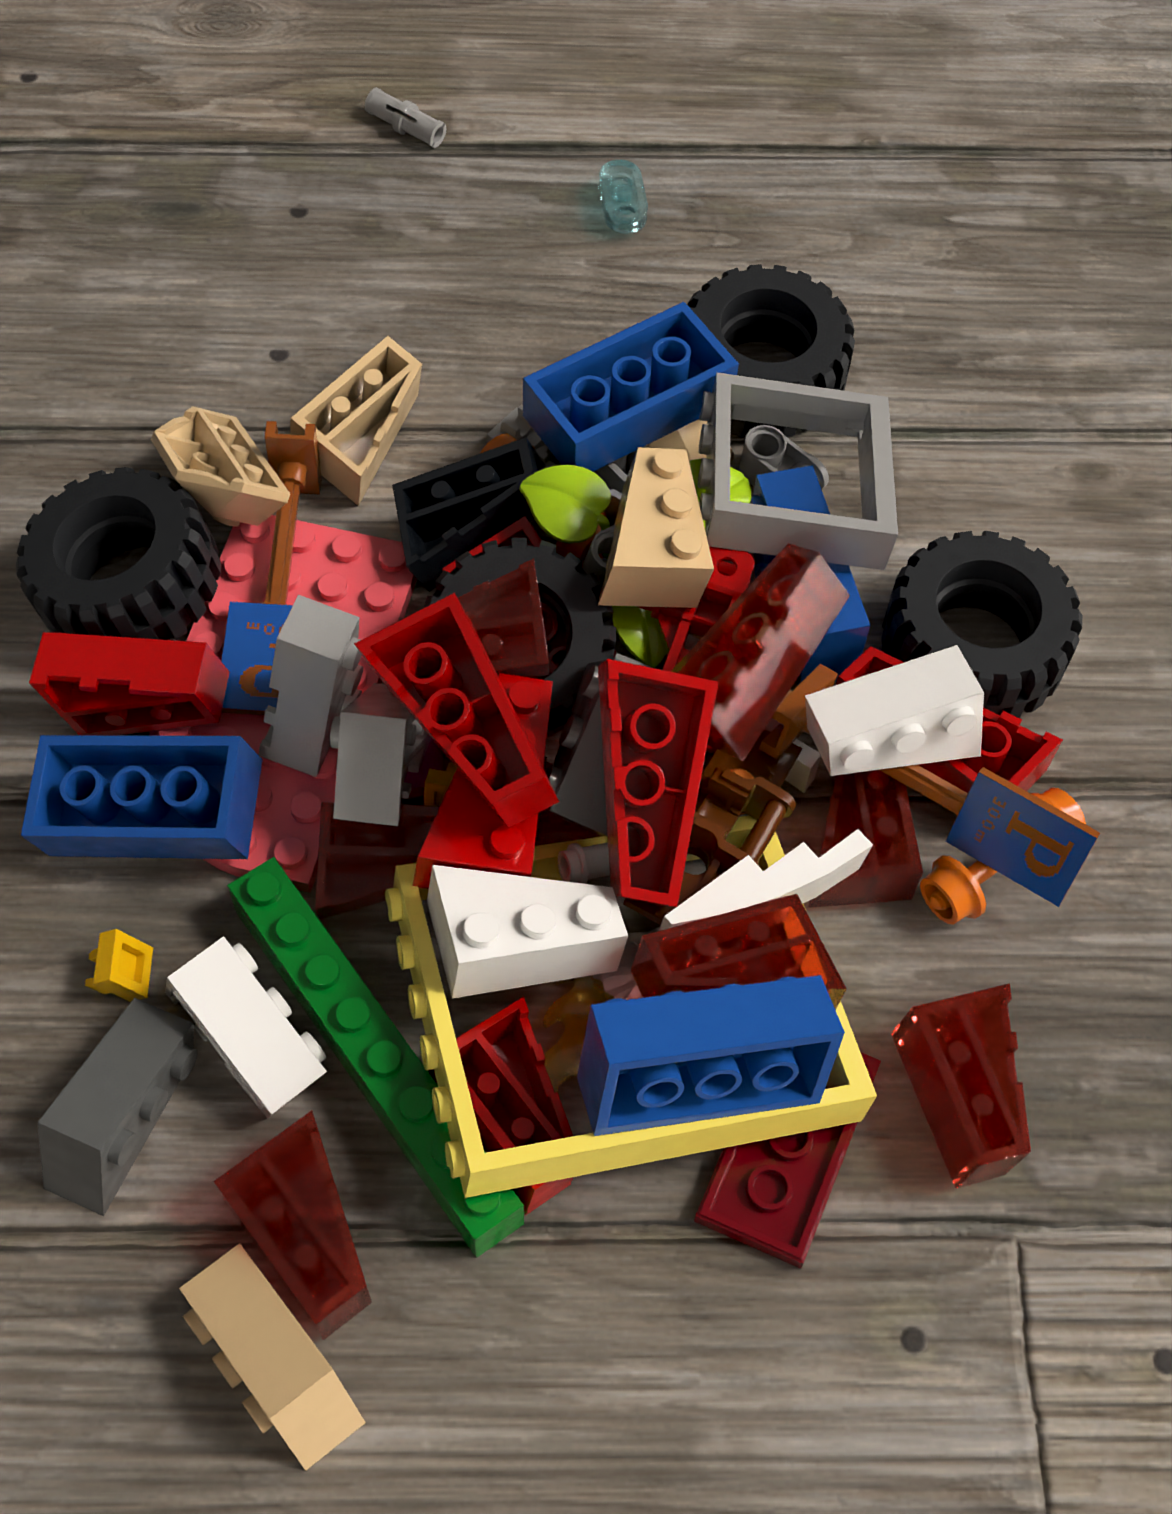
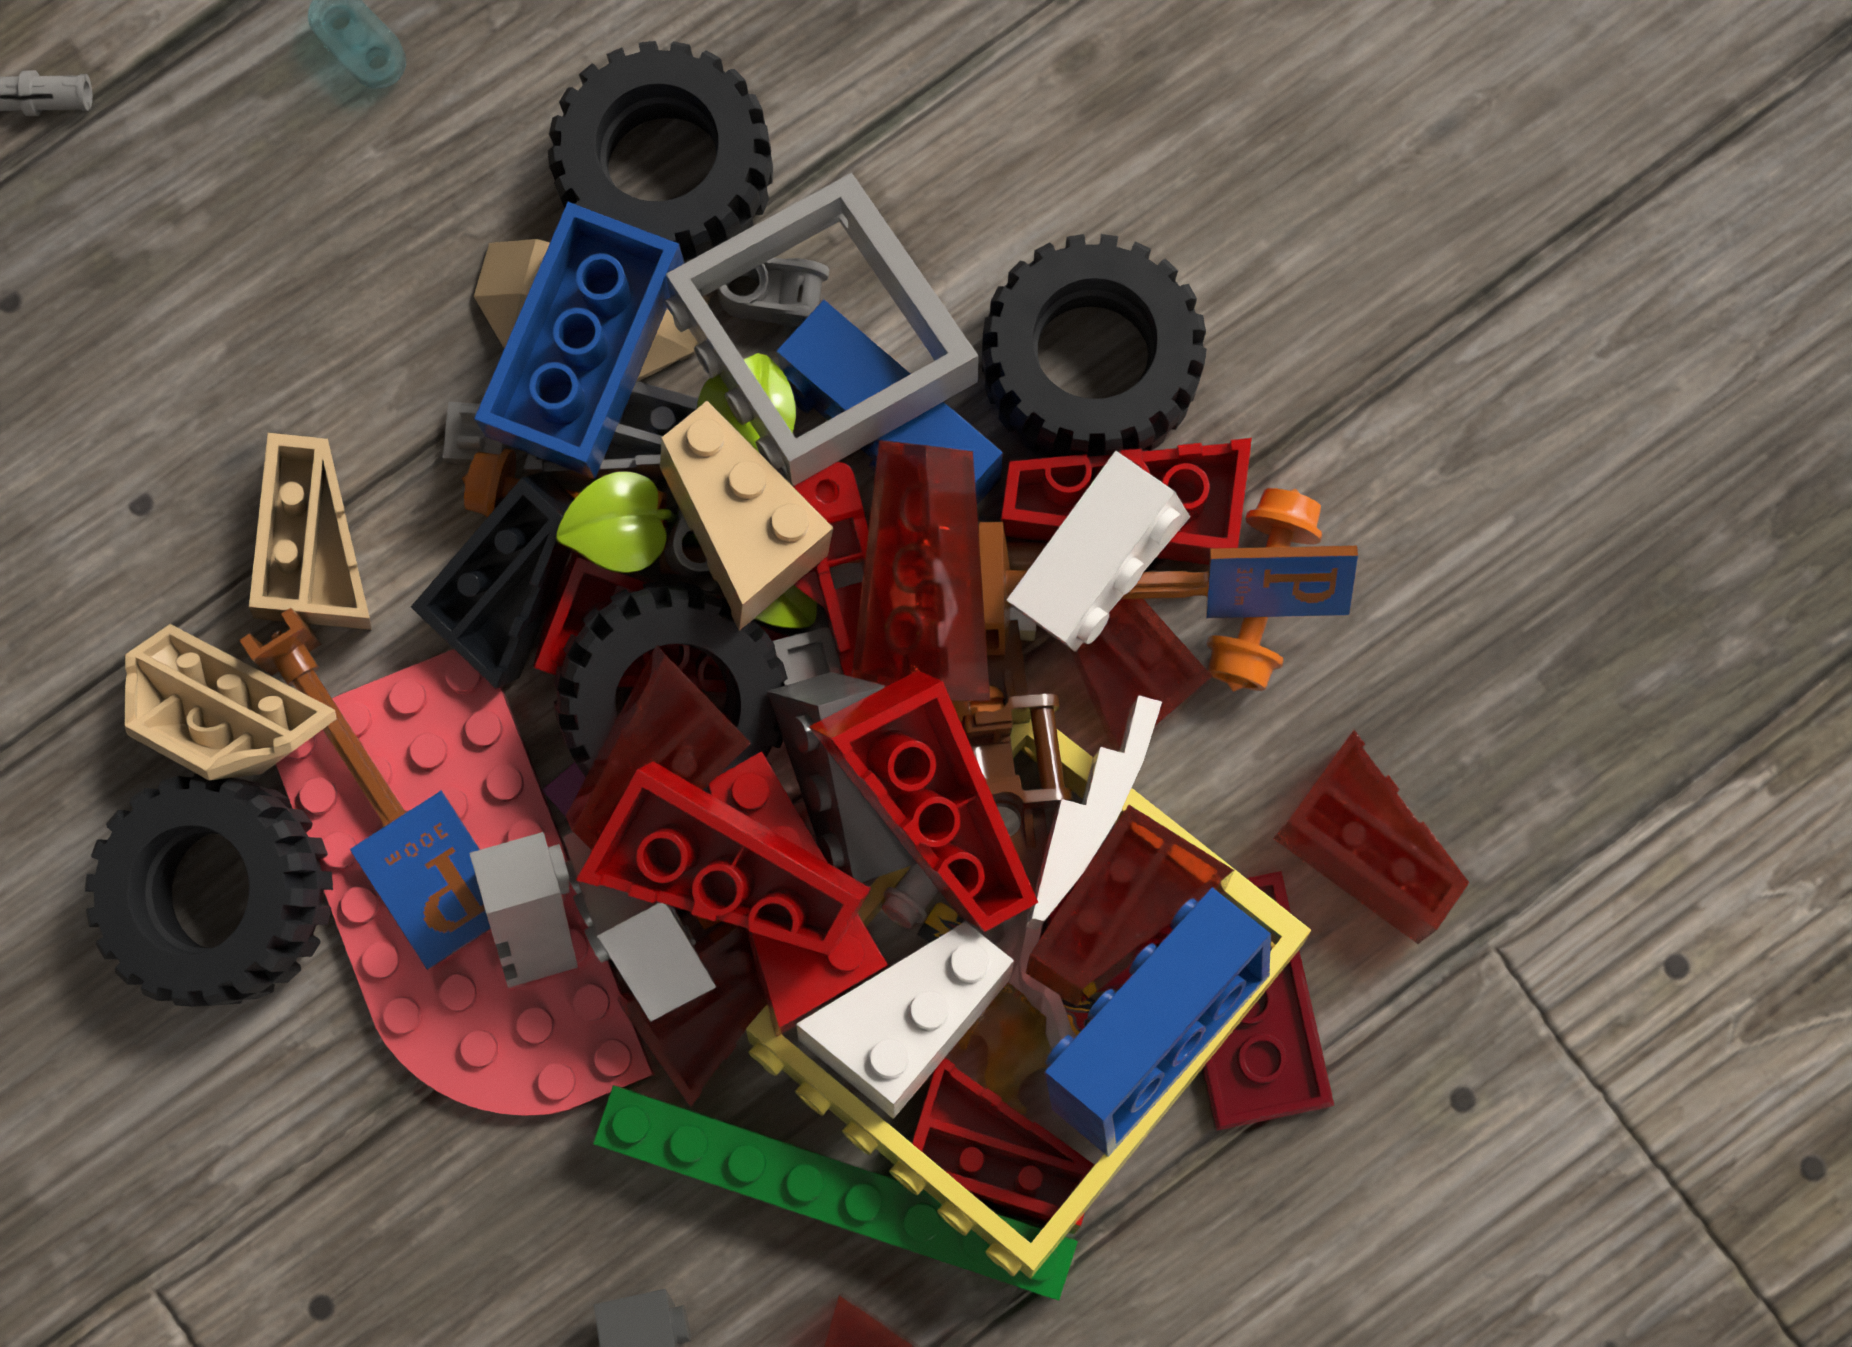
camera: 30 degrees left, 20 degrees up
(121, 966) = (548, 1277): yellow tile -> none
(129, 683) = (333, 1010): red wedge -> none
(143, 796) = (443, 1116): blue brick -> none
(246, 1025) = (709, 1254): white wedge -> none

